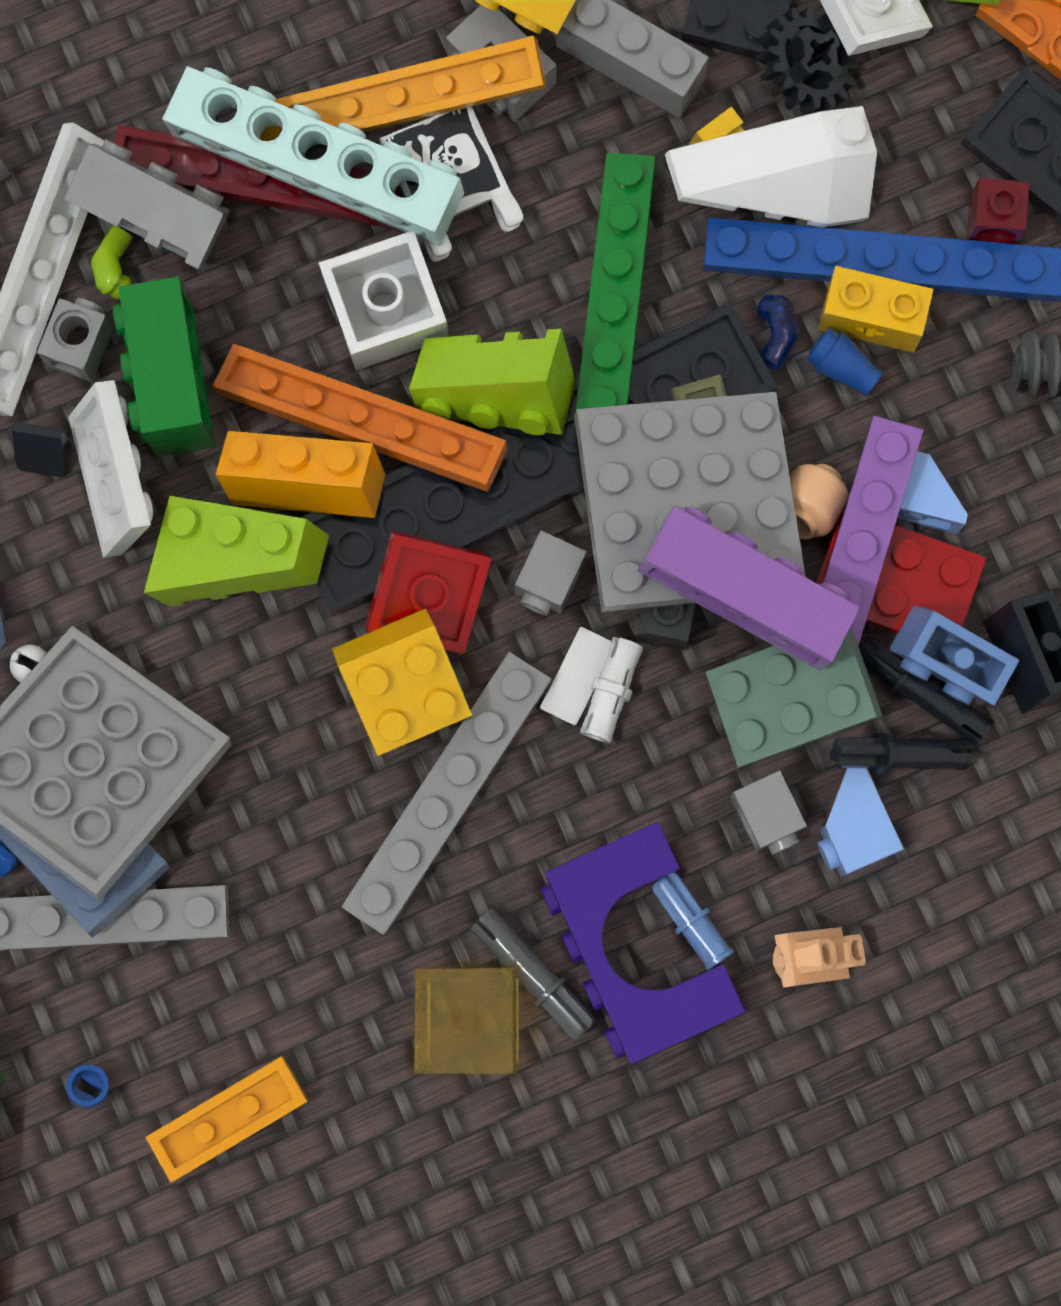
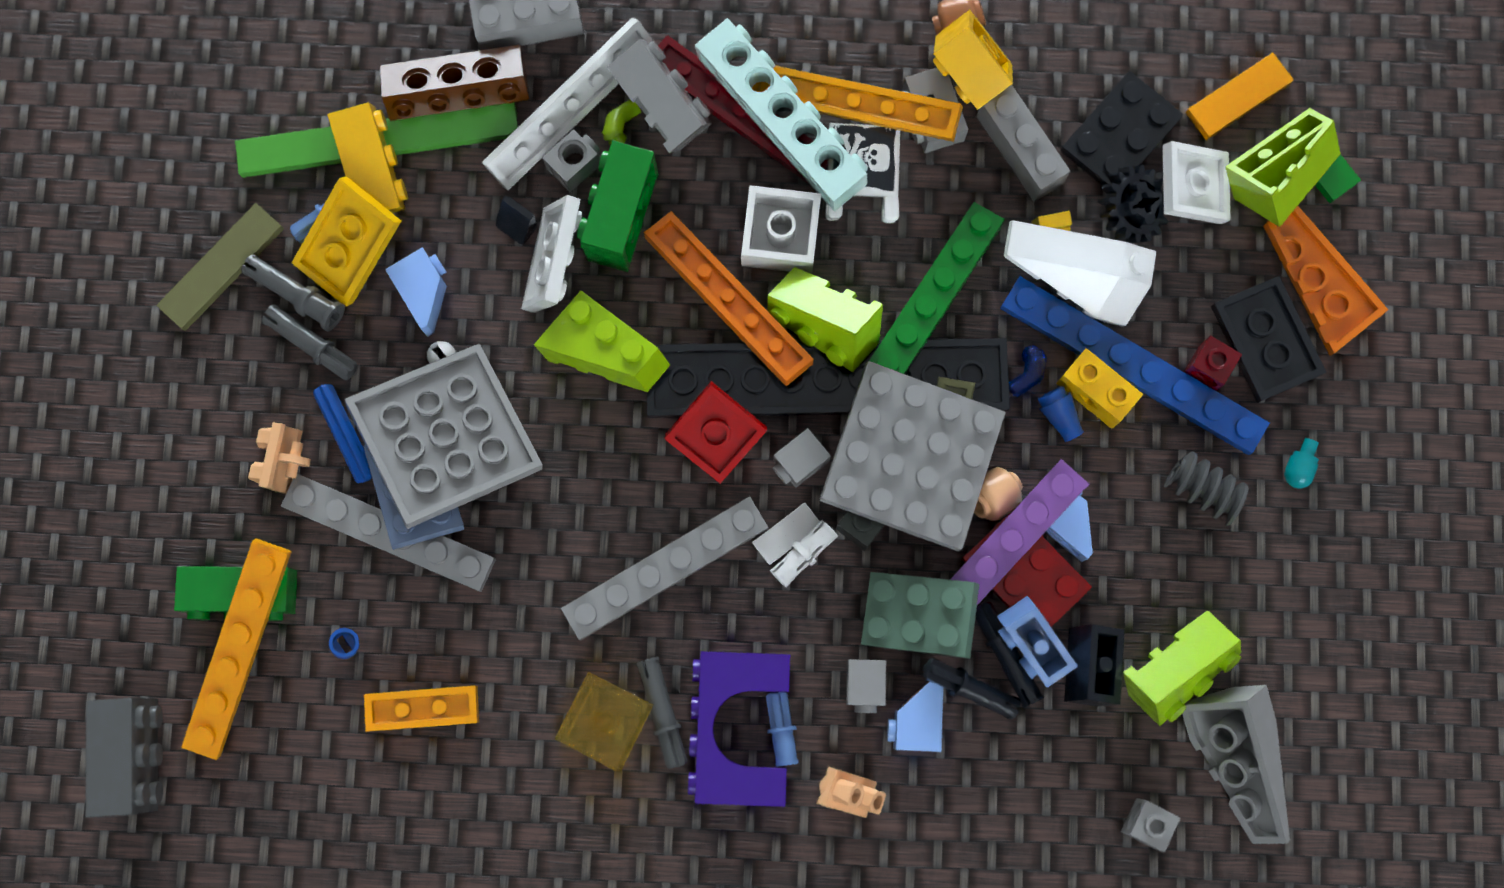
camera: 25 degrees right, 0 degrees up
(301, 474) = (671, 316): light orange brick -> none
(401, 682) = (669, 482): yellow brick -> none
(749, 587) = (922, 533): medium lavender brick -> none

